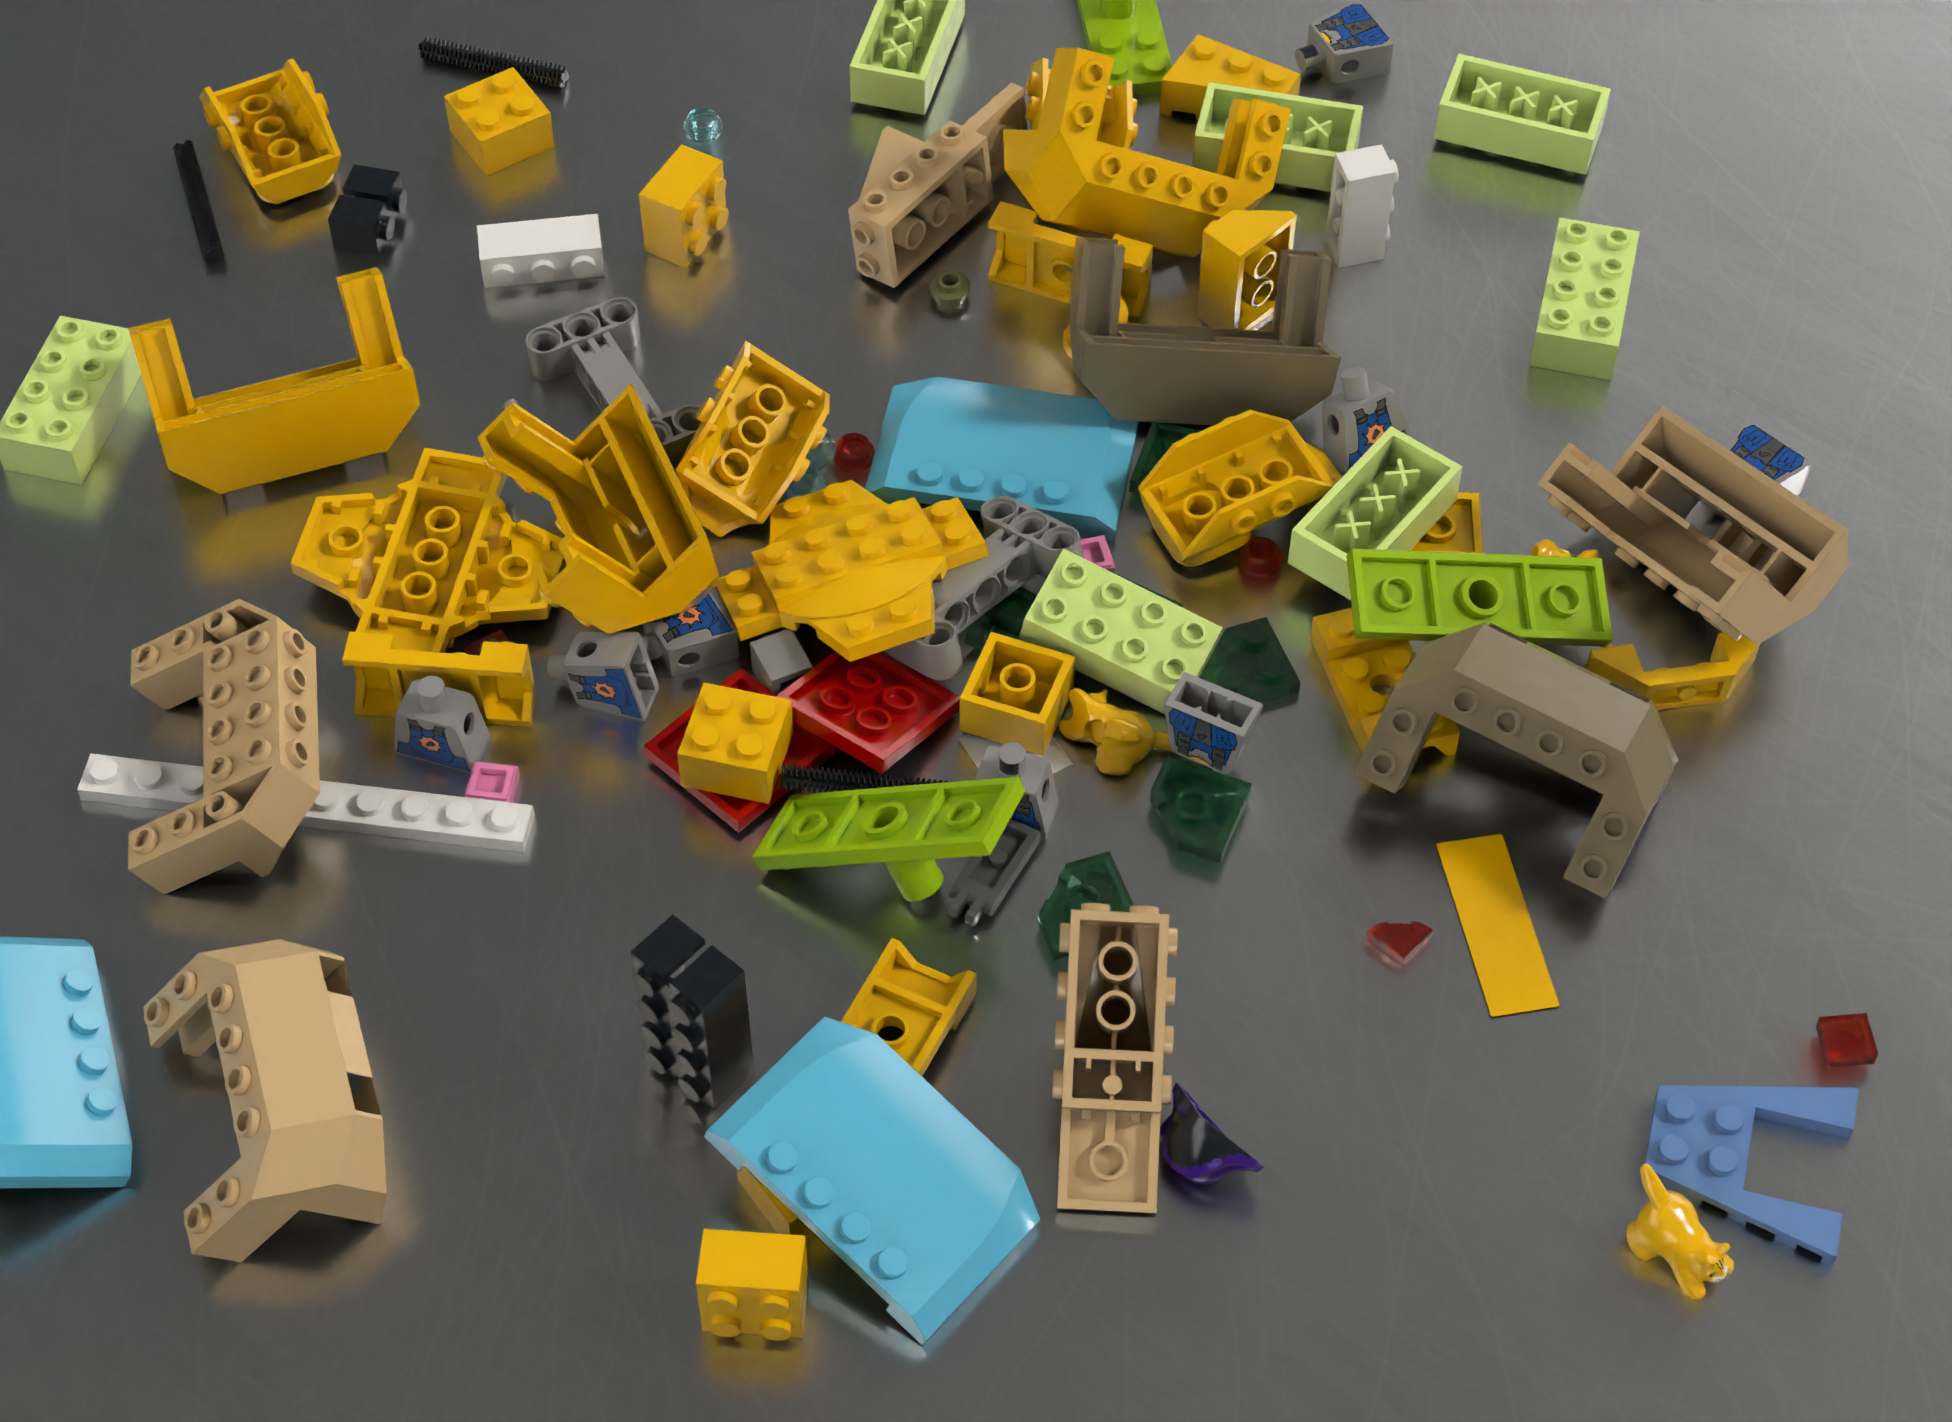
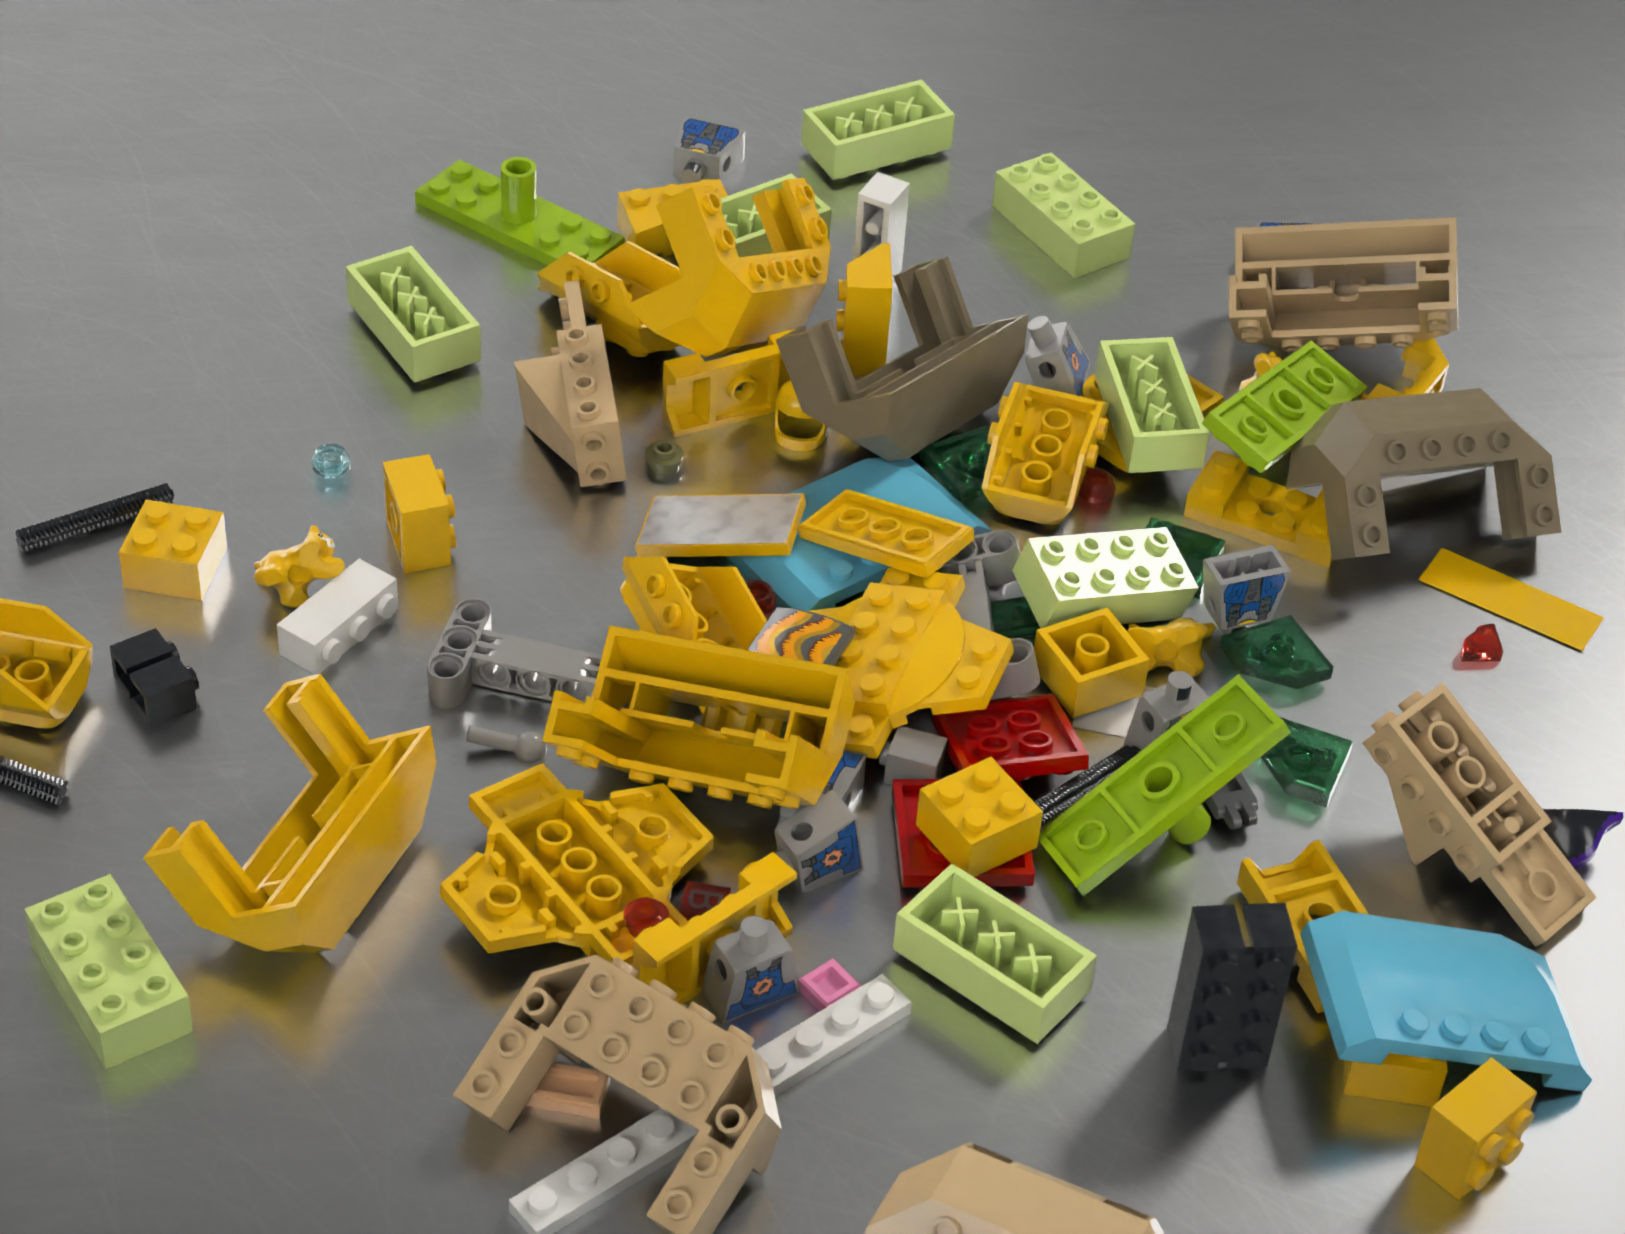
camera: 50 degrees left, 10 degrees down
(408, 635) = (644, 913): none -> clear red plate
(549, 190) = (298, 566): none -> yellow animal
(614, 852) = (994, 952): none -> yellowish green brick
(783, 508) = (803, 636): none -> slope
(899, 374) = (721, 525): none -> flat silver tile
(988, 467) = (886, 533): none -> yellow tile

